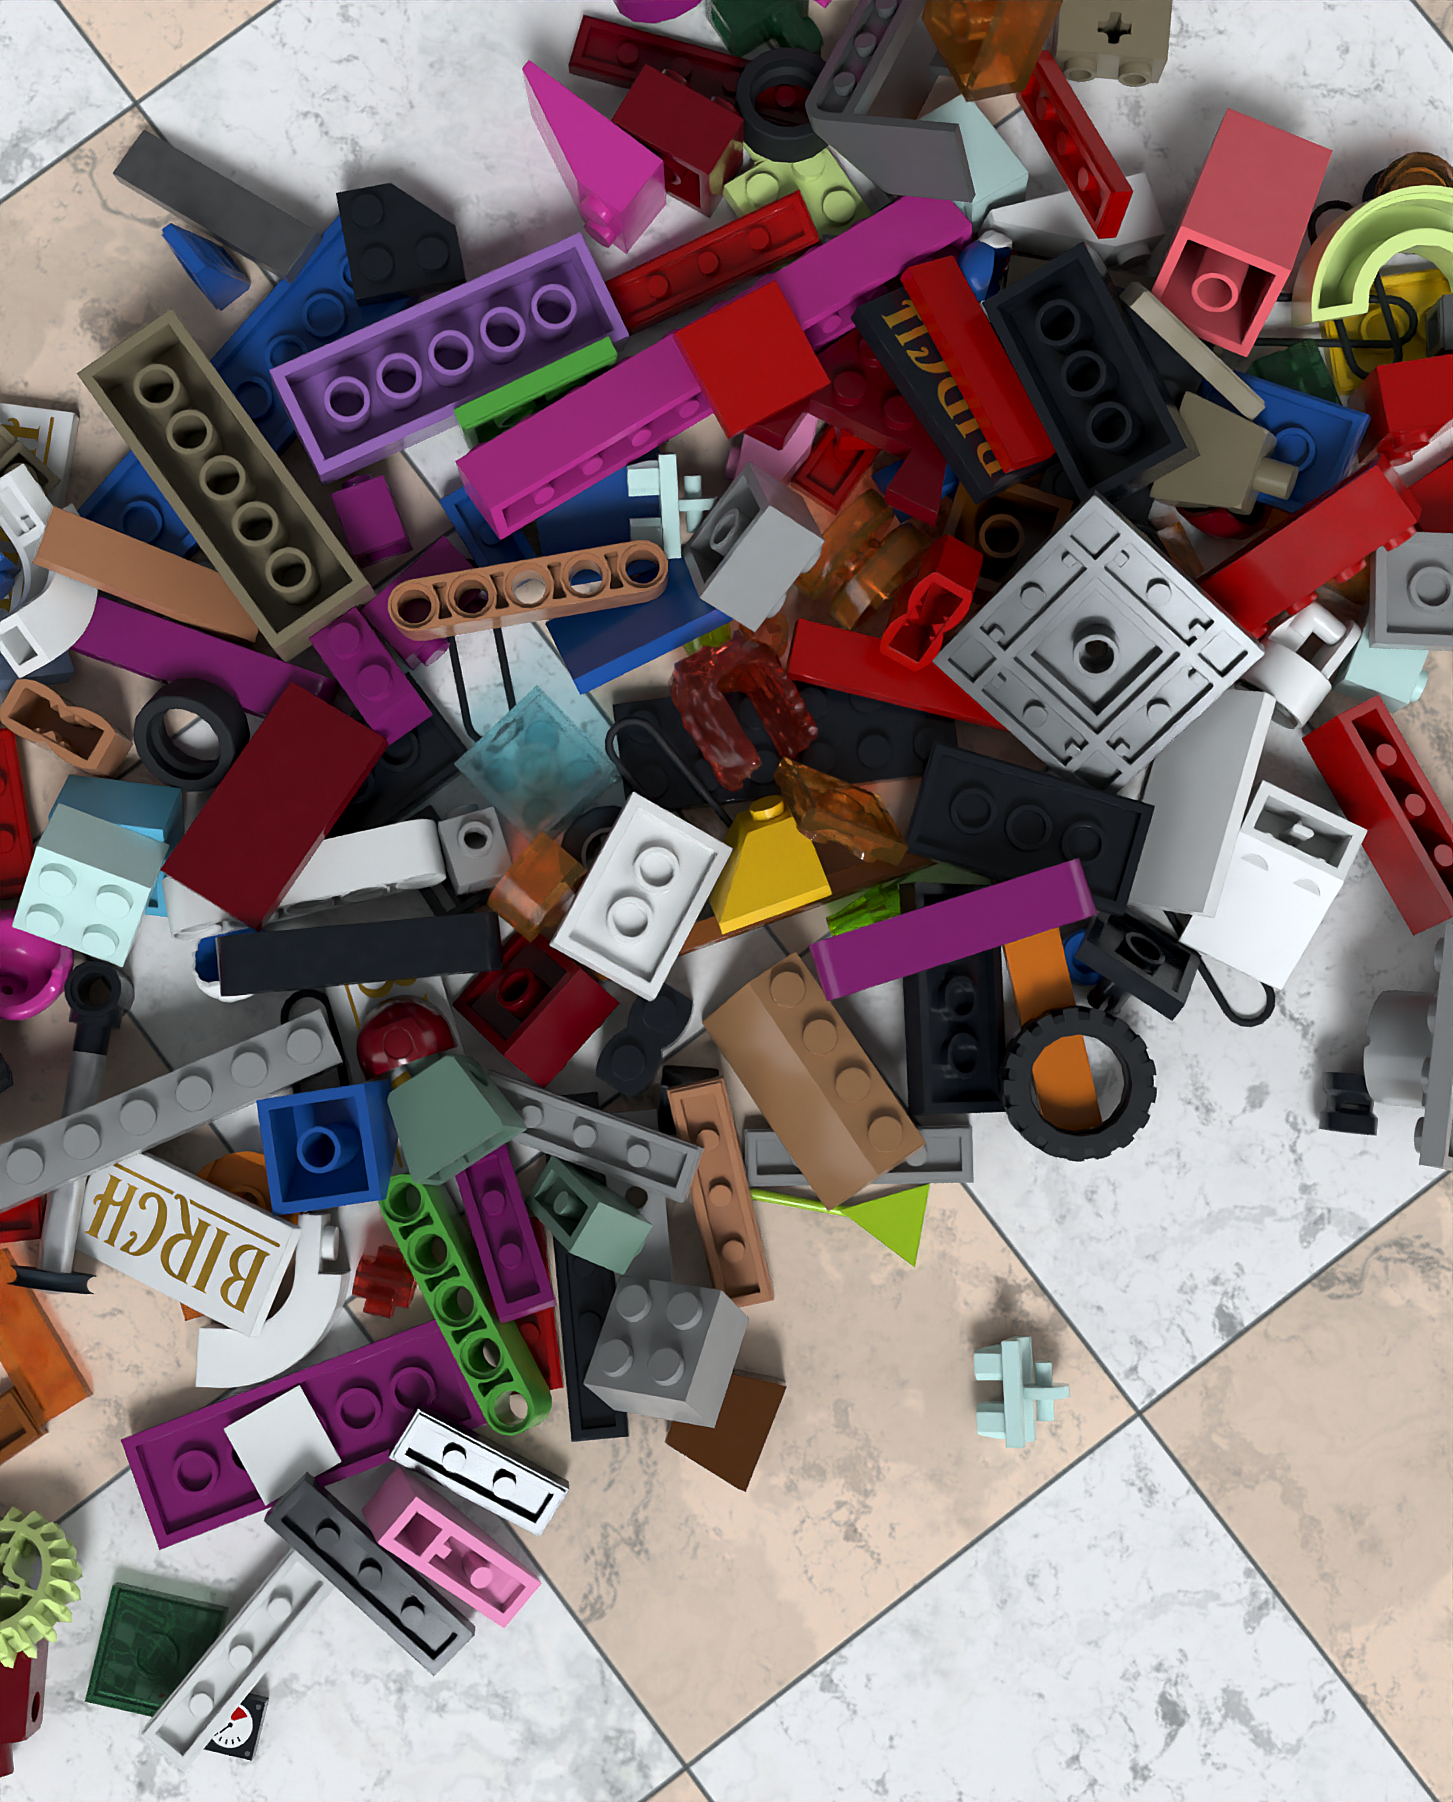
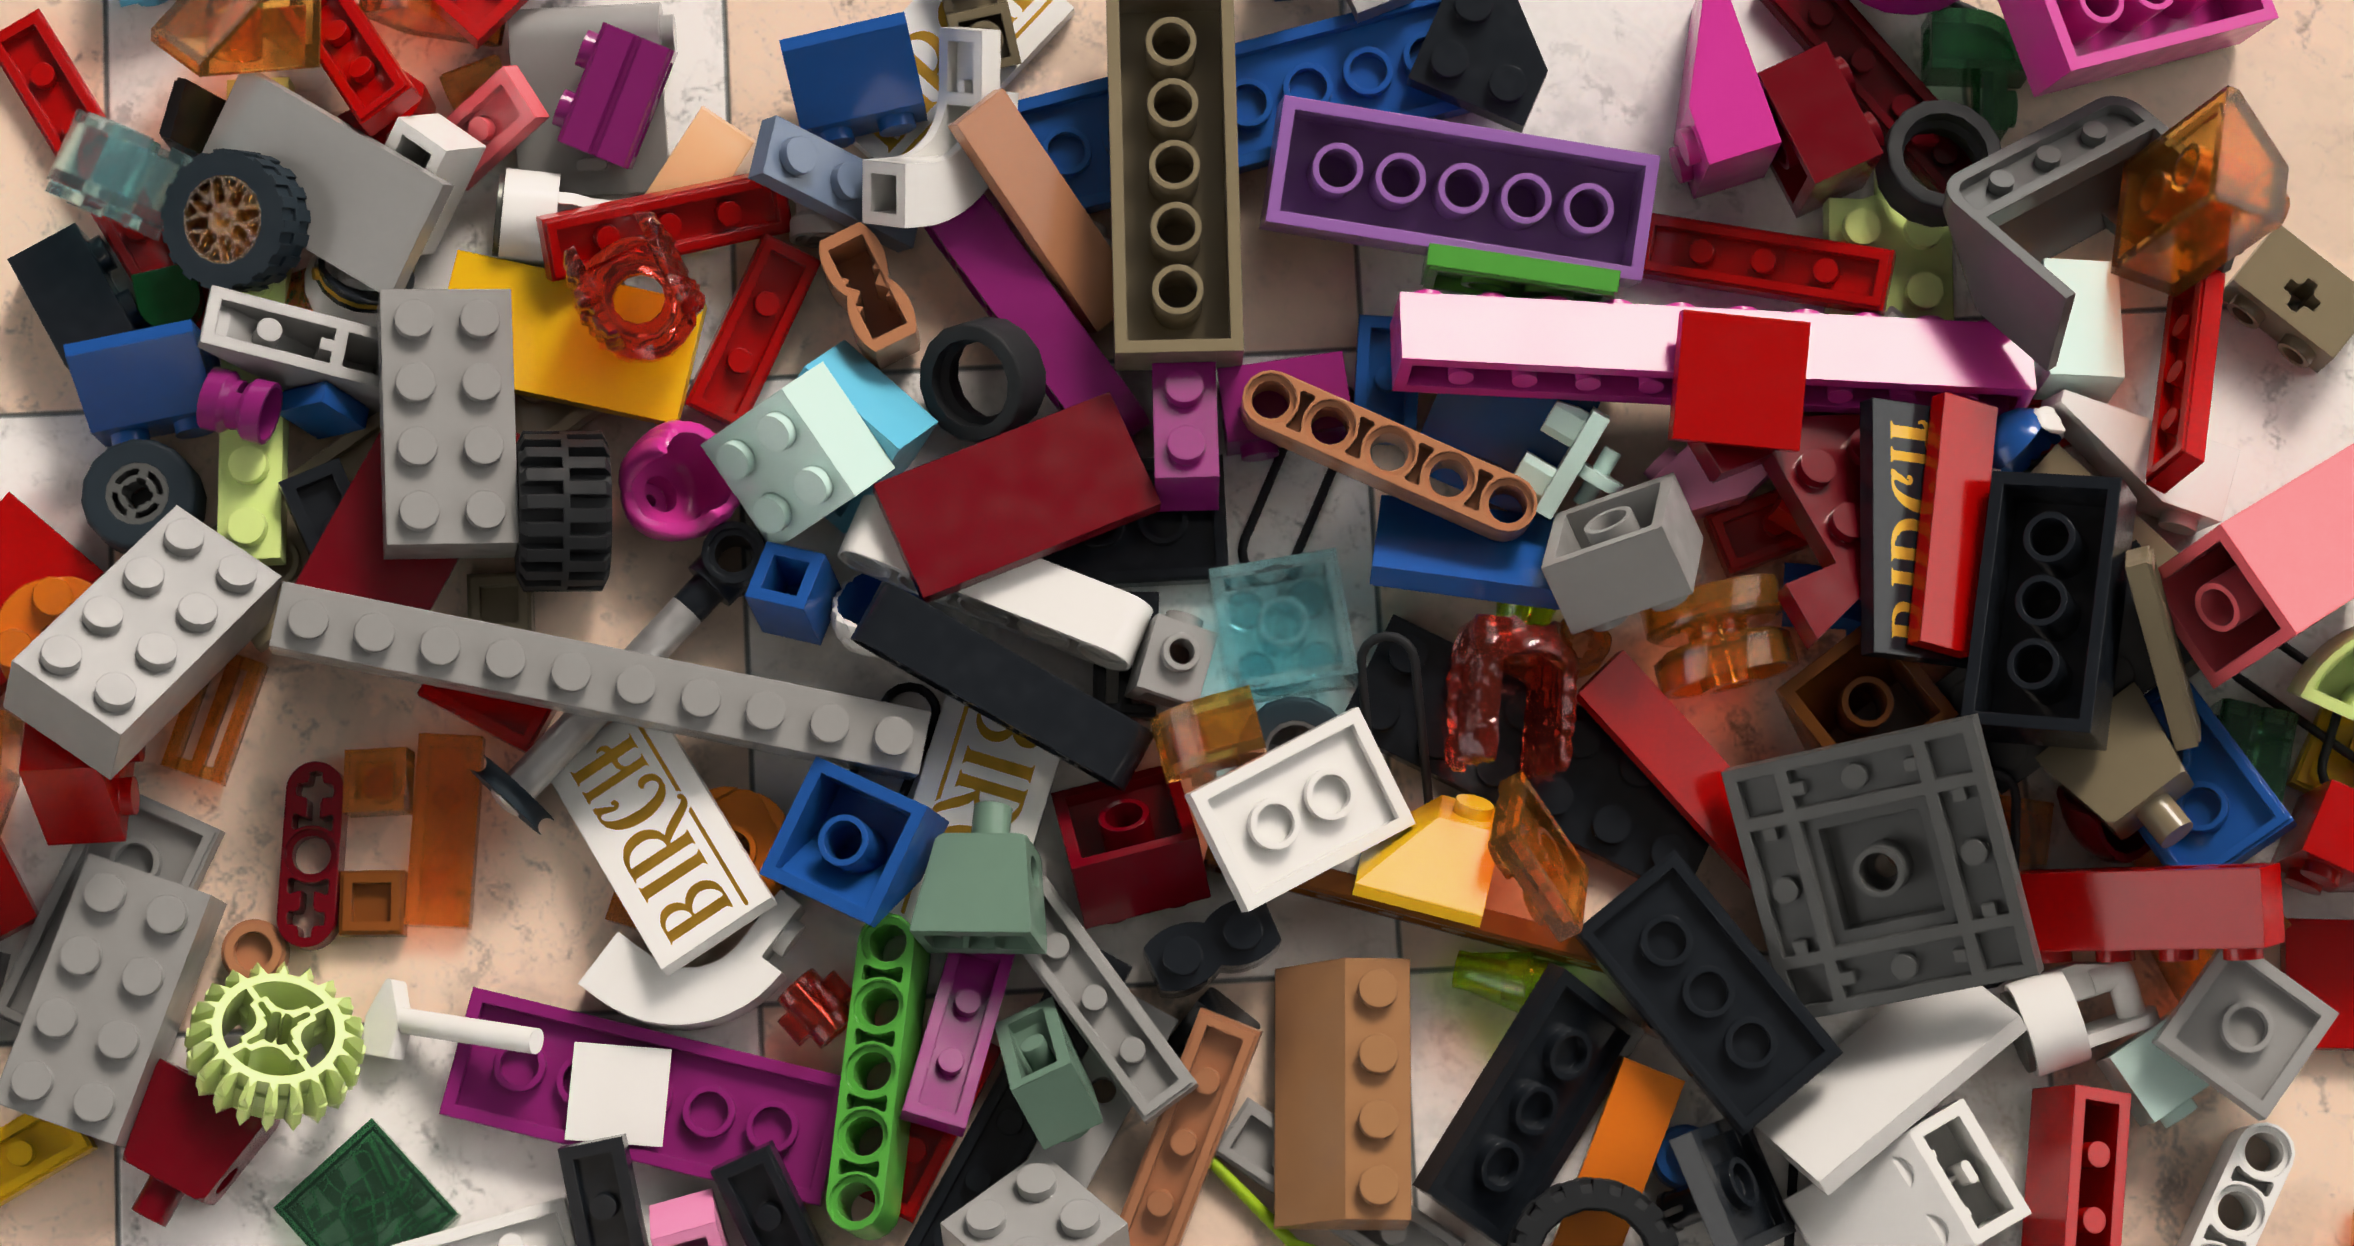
camera: 30 degrees right, 5 degrees down
(79, 1504) = (392, 1022): none -> white piece
(158, 988) = (792, 593): none -> blue brick
(371, 520) = (1283, 290): magenta brick -> none
(400, 1033) = (988, 785): dark red helmet -> none
(931, 603) = (1756, 719): red brick -> none
(952, 929) = (1571, 1036): magenta beam -> none

